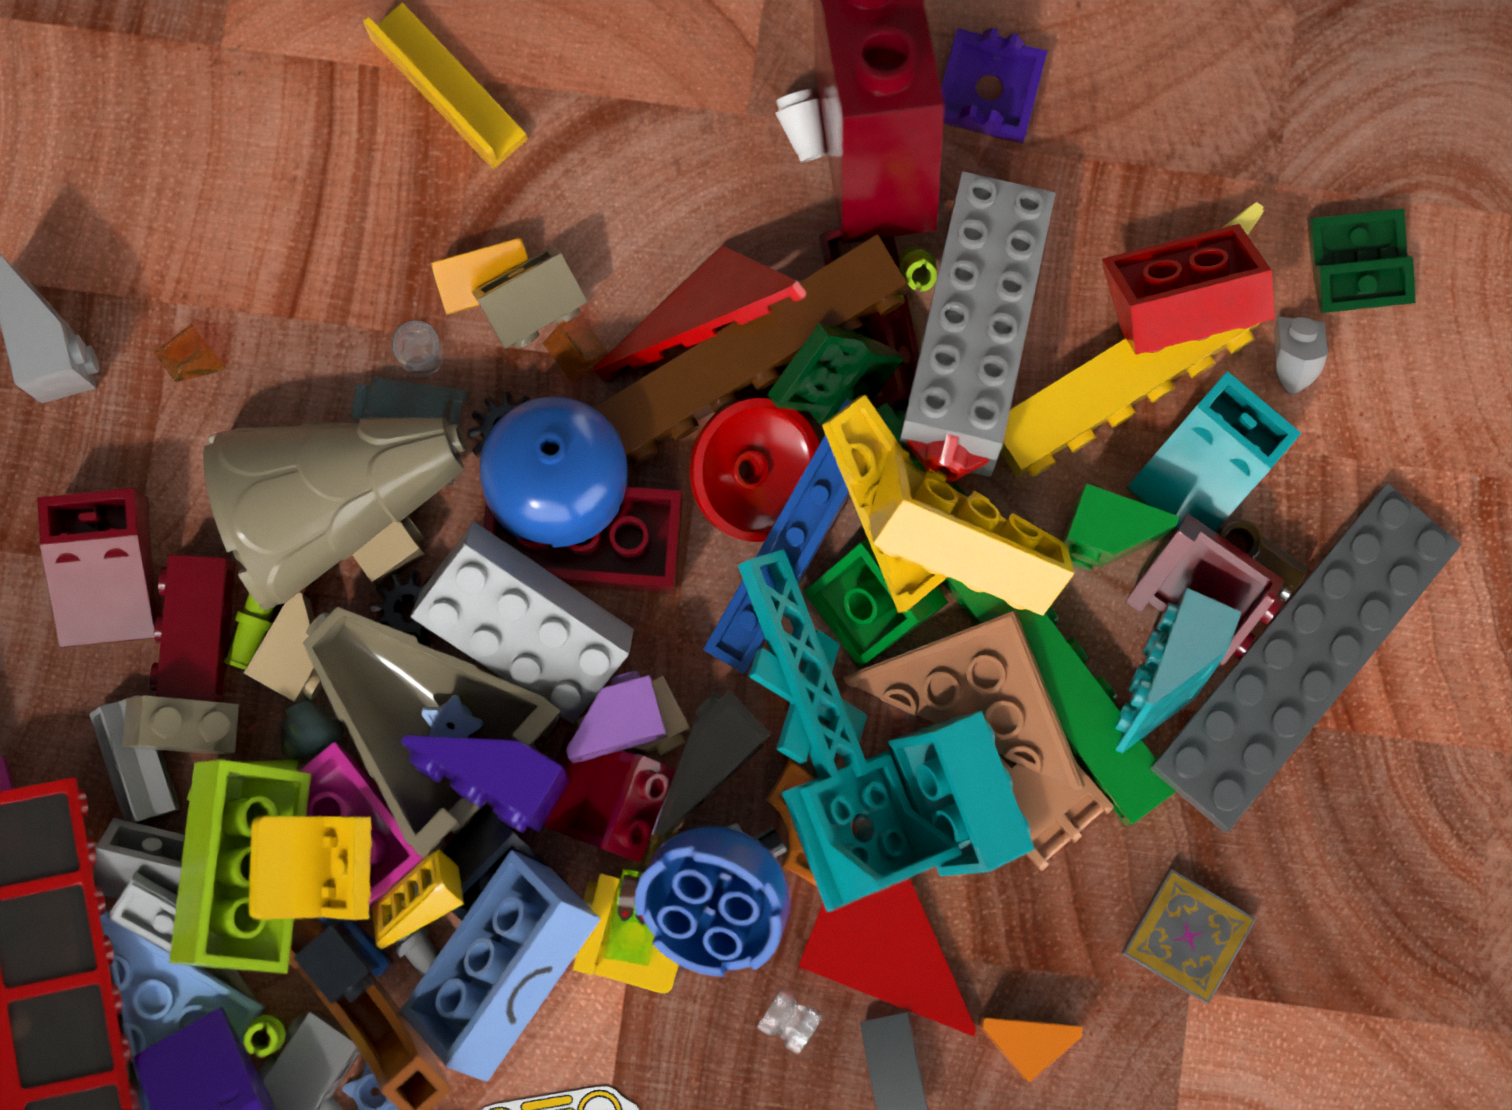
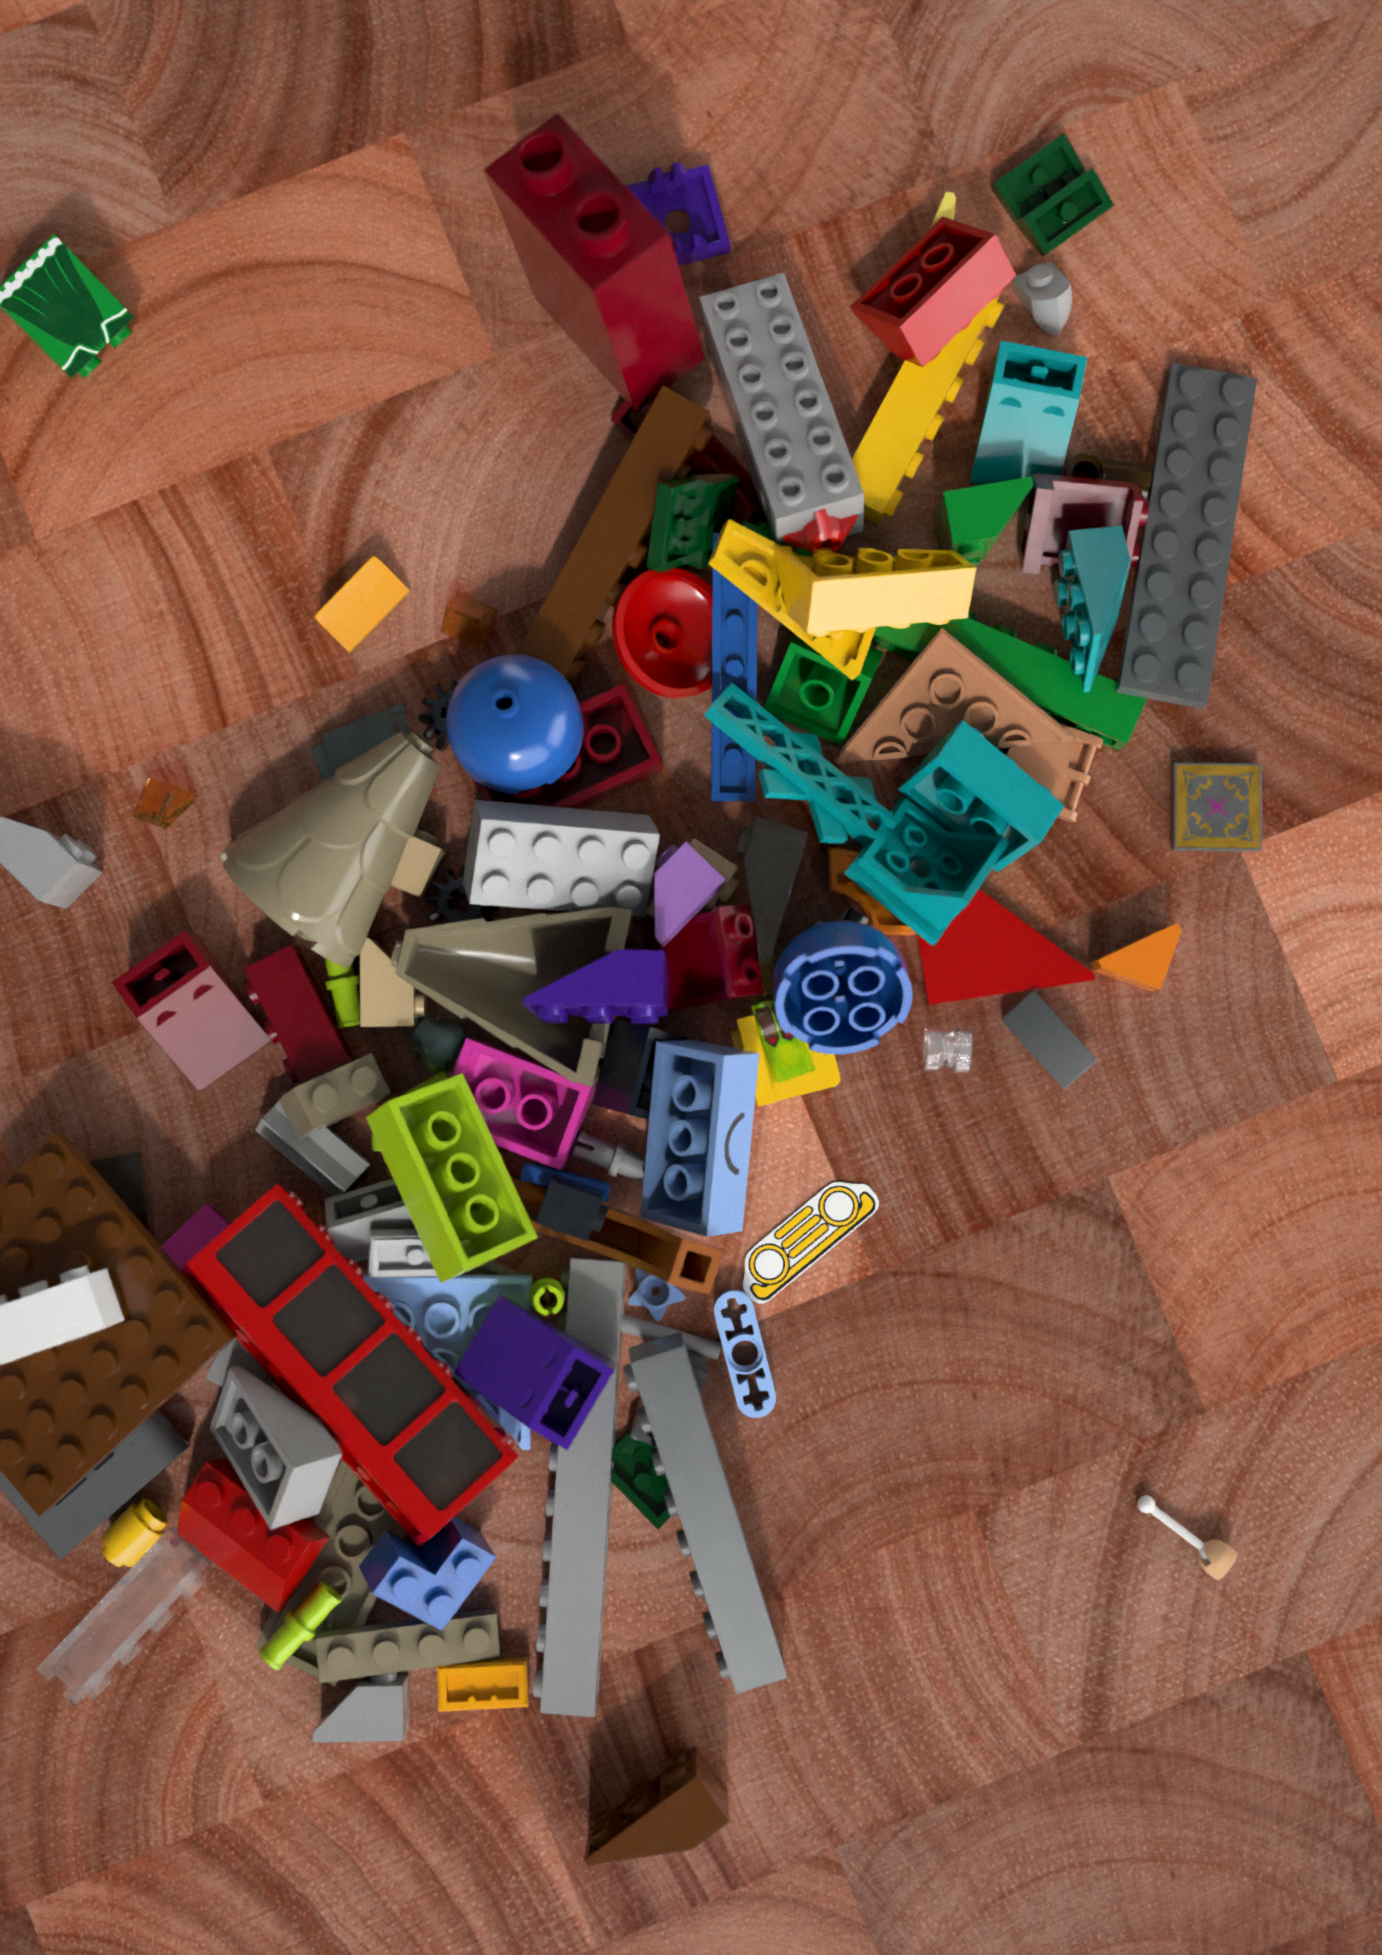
camera: 30 degrees left, 5 degrees up
(310, 867) = (509, 1144): yellow bracket -> none
(412, 341) = (336, 687): clear wheel -> none
(426, 892) = (610, 1112): yellow slope -> none
(446, 85) = (239, 466): yellow panel -> none
(453, 712) = (543, 962): light blue plate -> none
(530, 298) = (410, 599): dark tan brick -> none
(717, 293) = (556, 512): red tile -> none
(802, 123) = (545, 335): white cone -> none
(922, 277) = (709, 396): lime pin -> none

